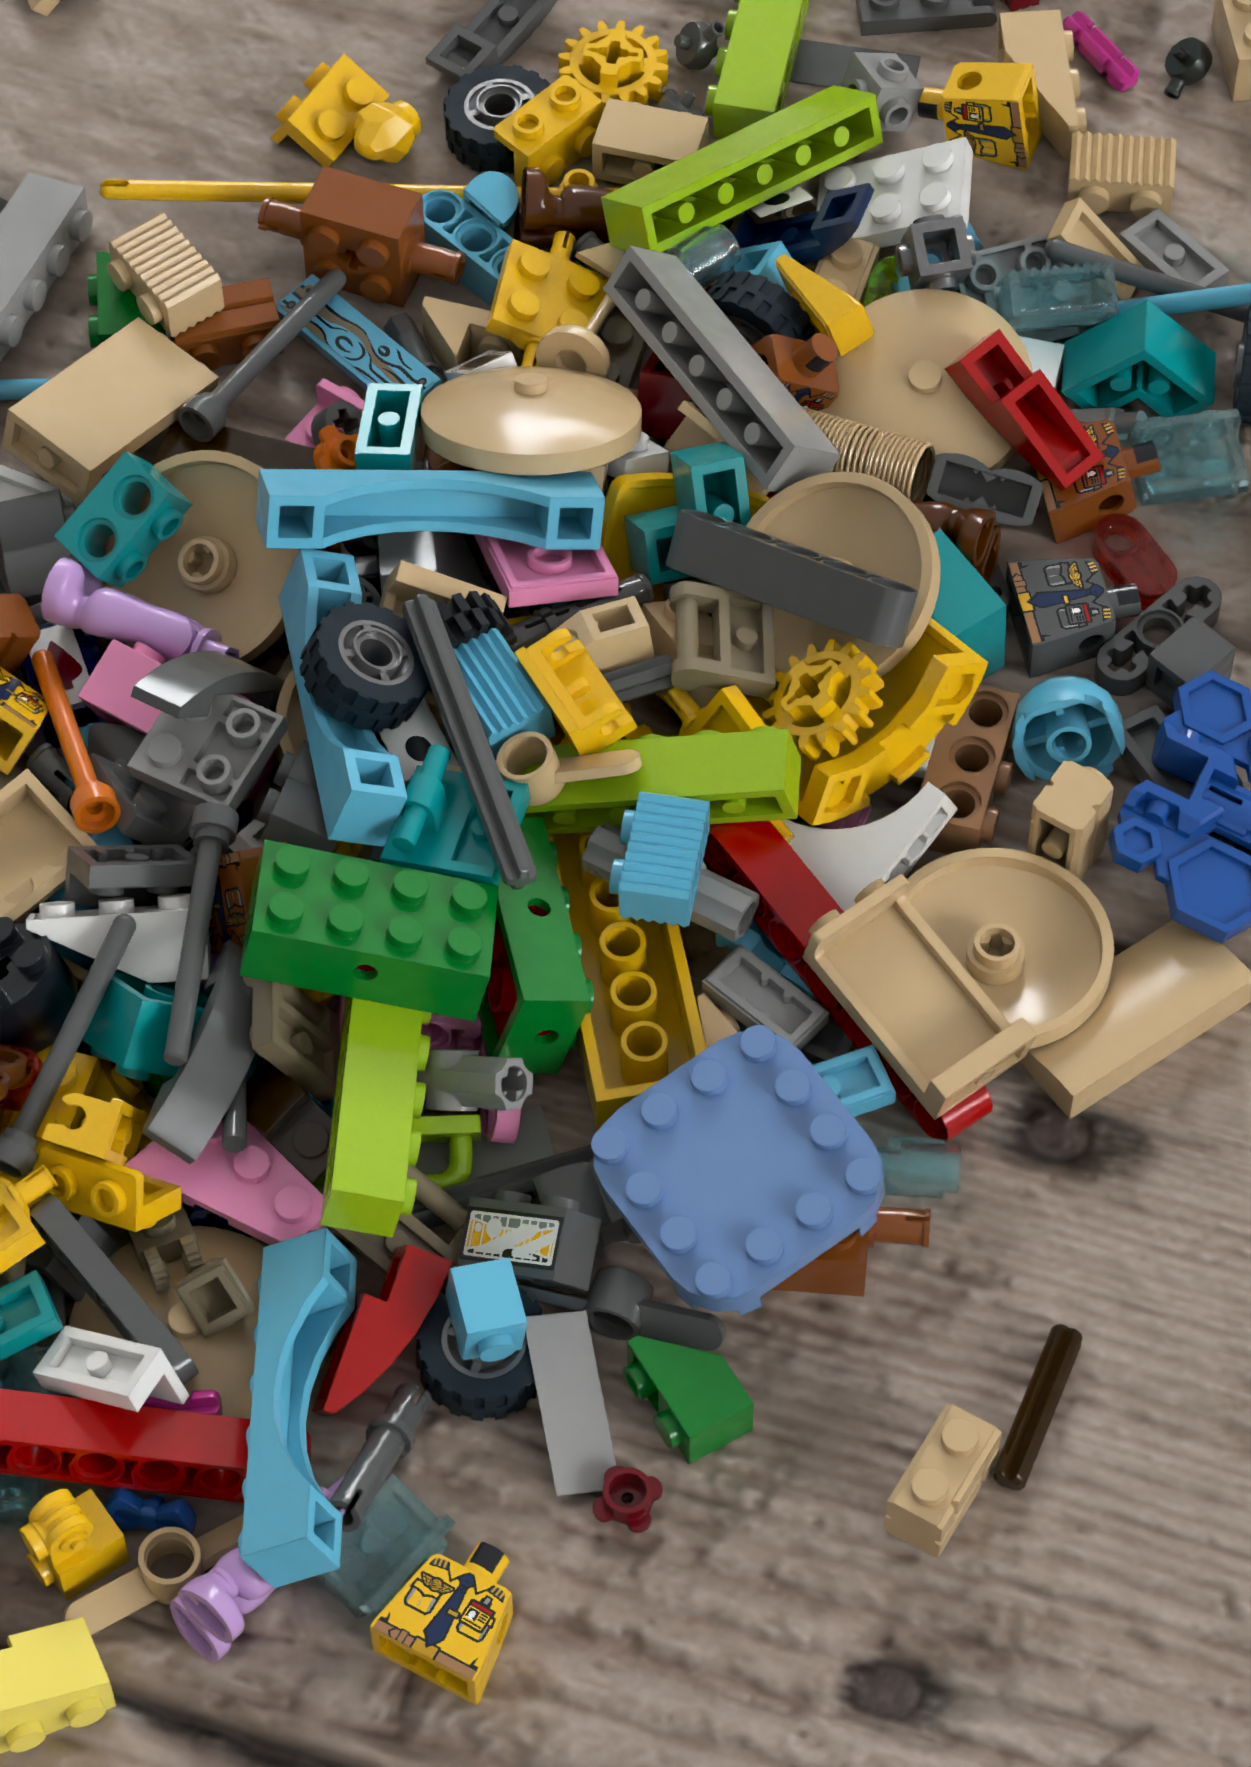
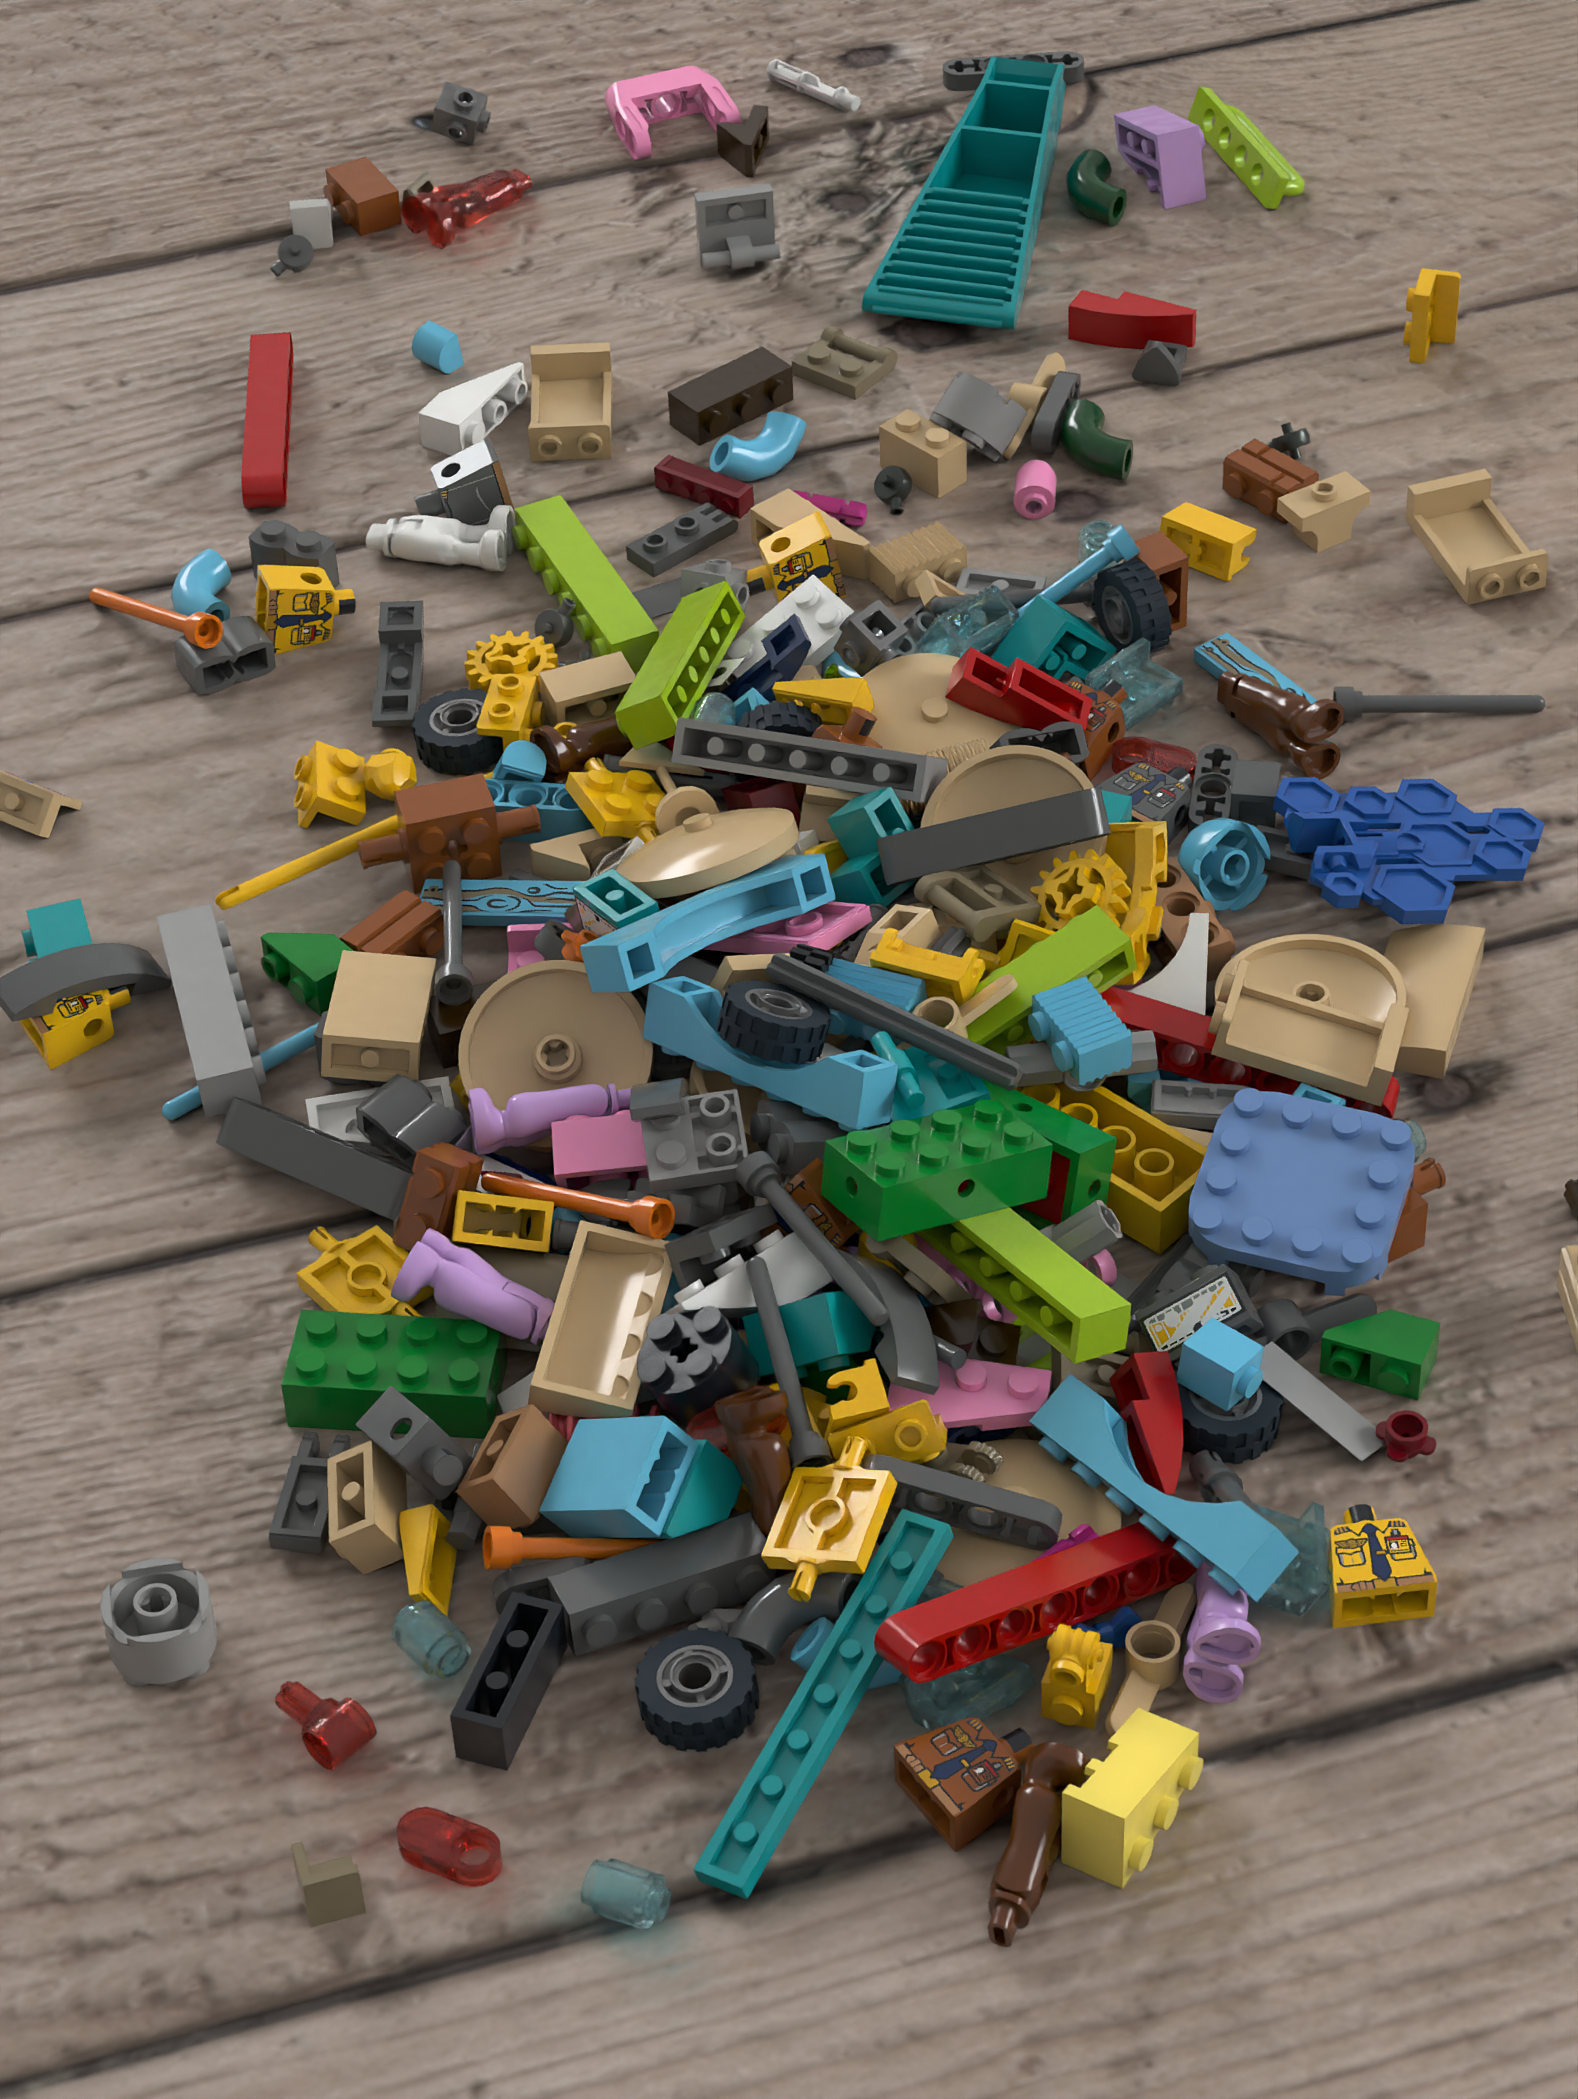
camera: 35 degrees left, 15 degrees down
(108, 1370) = (1010, 1539): white panel -> none
(115, 510) = (473, 1050): teal brick -> none
(165, 275) = (338, 914): tan brick -> none
(214, 1296) = (1030, 1462): dark tan slope -> none
(1071, 818) = (1284, 896): tan brick -> none

